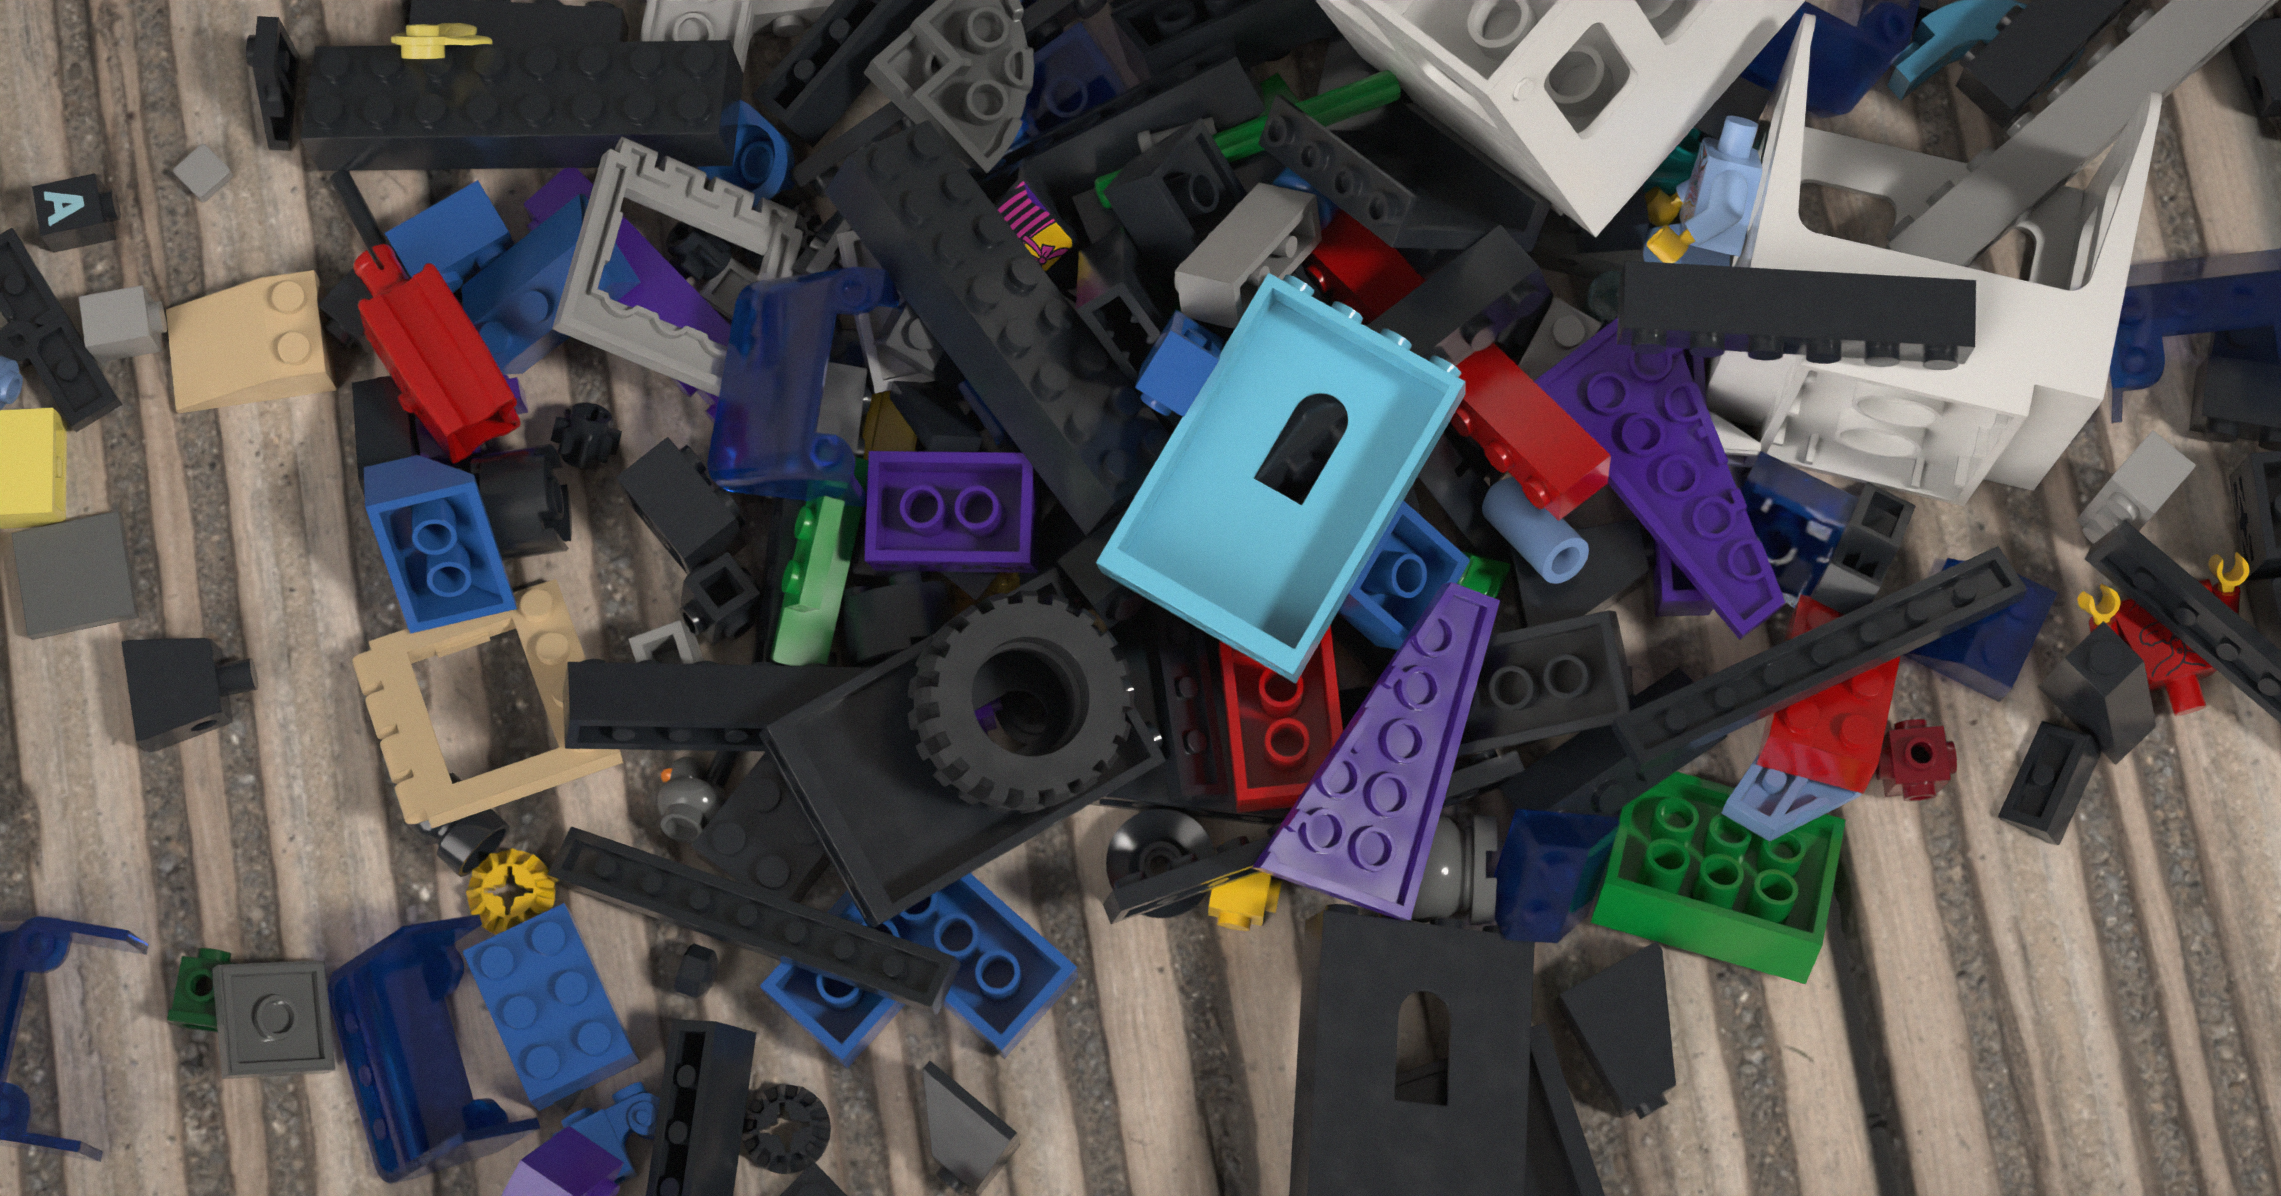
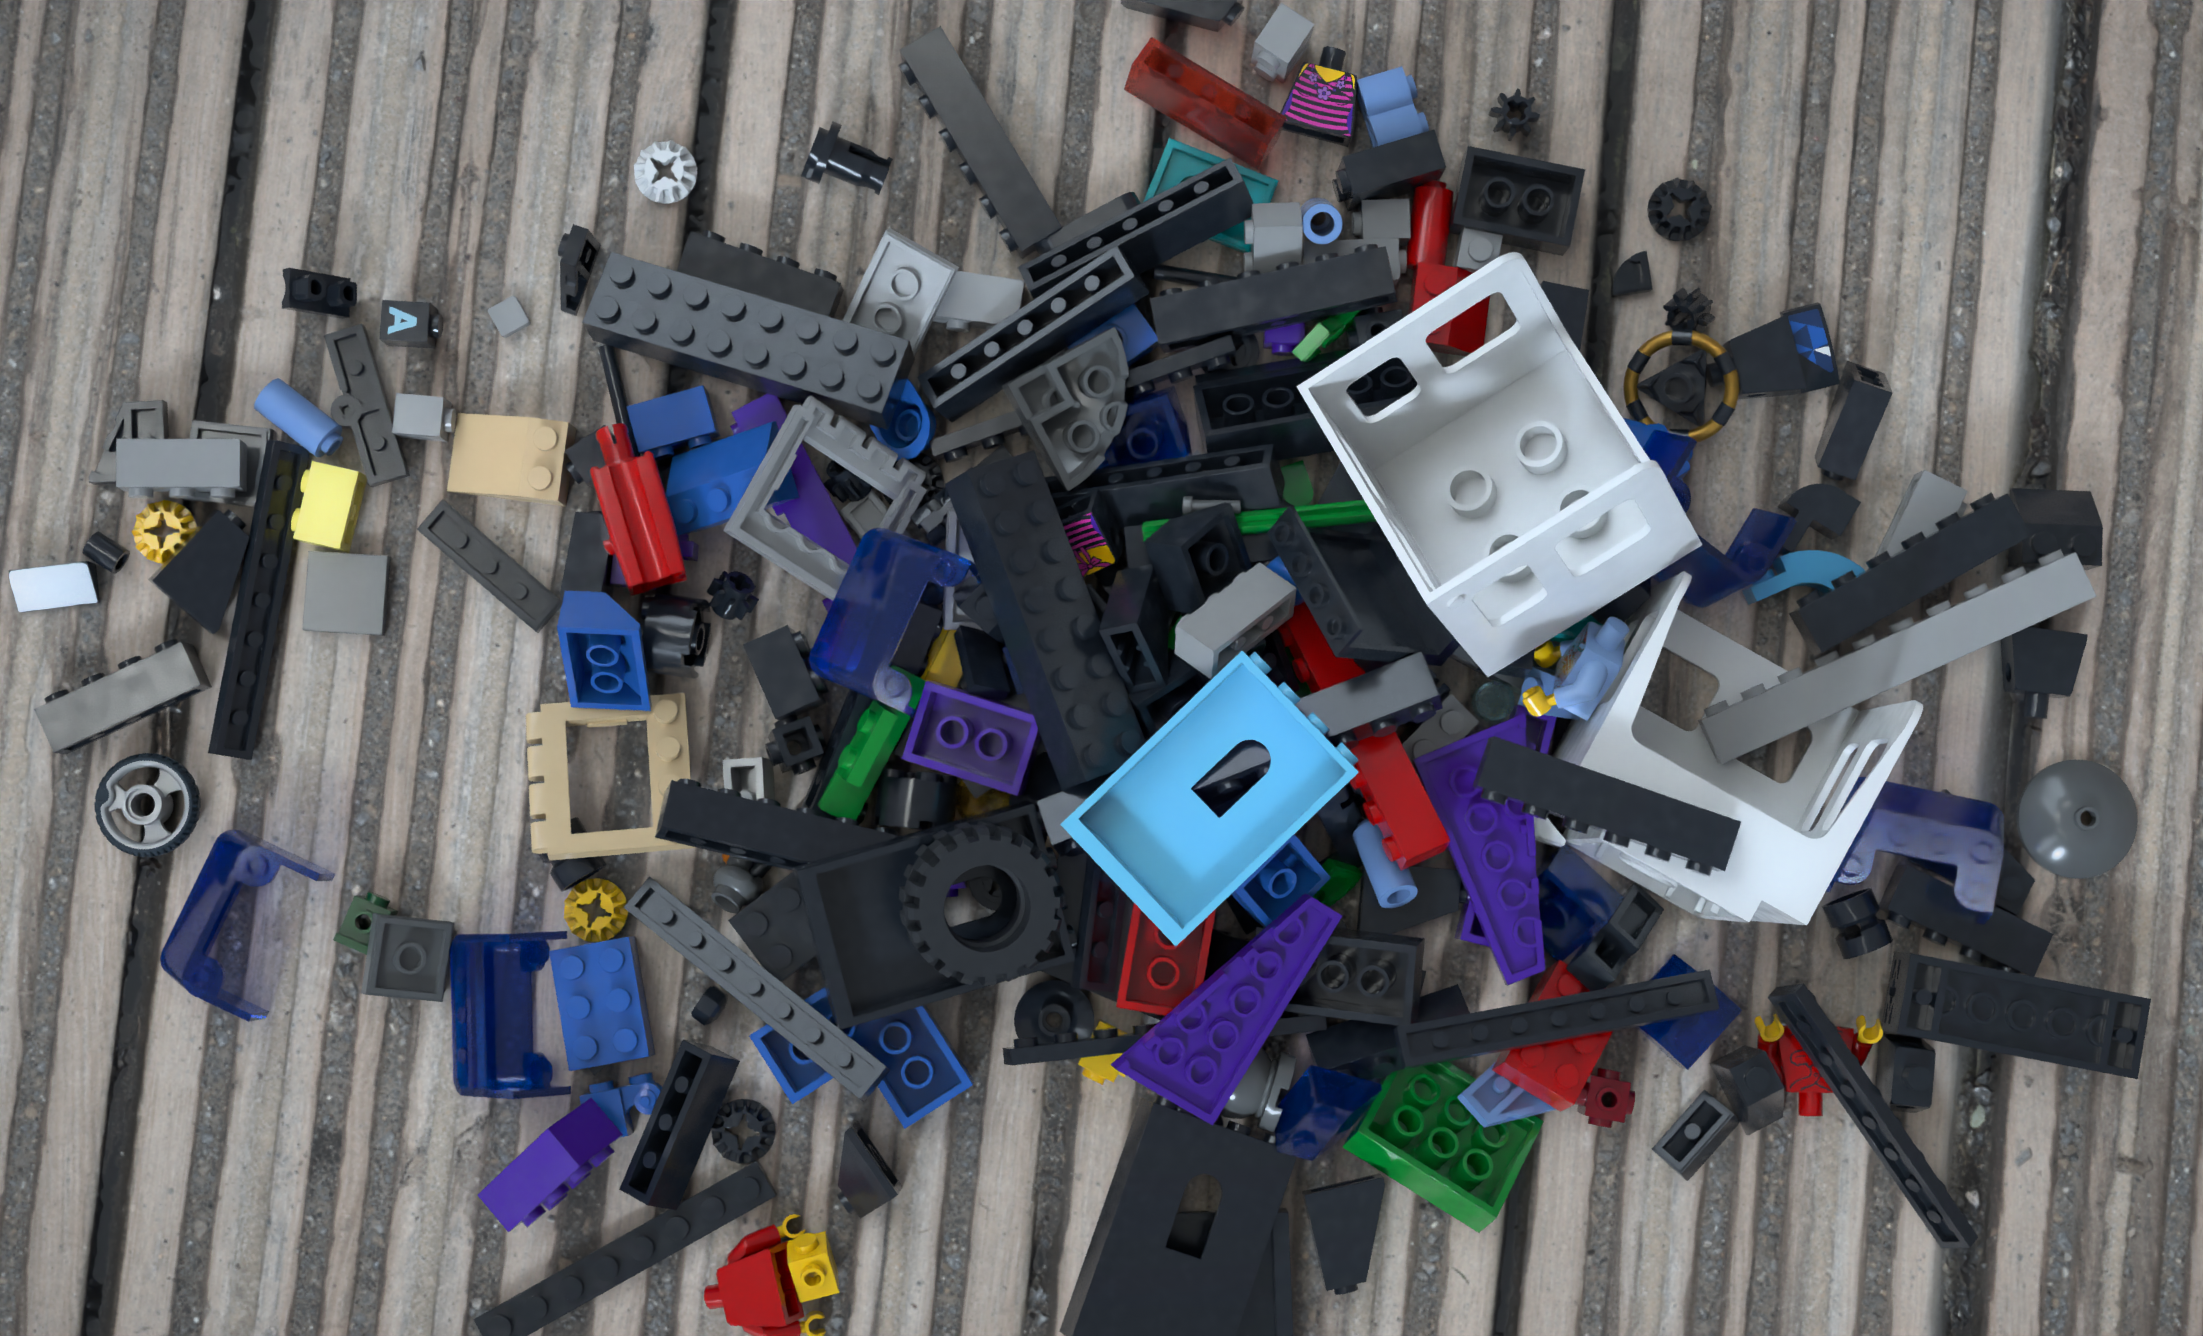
camera: 10 degrees right, 10 degrees up
(181, 688) = (401, 700): black torso -> none
(257, 490) = (490, 566): none -> black tile
(429, 41) = (690, 278): light yellow plate -> none
(1178, 365) = (1160, 696): blue brick -> none
(2136, 488) = (1819, 957): light grey brick -> none
(2174, 426) = (1847, 913): none -> black wheel

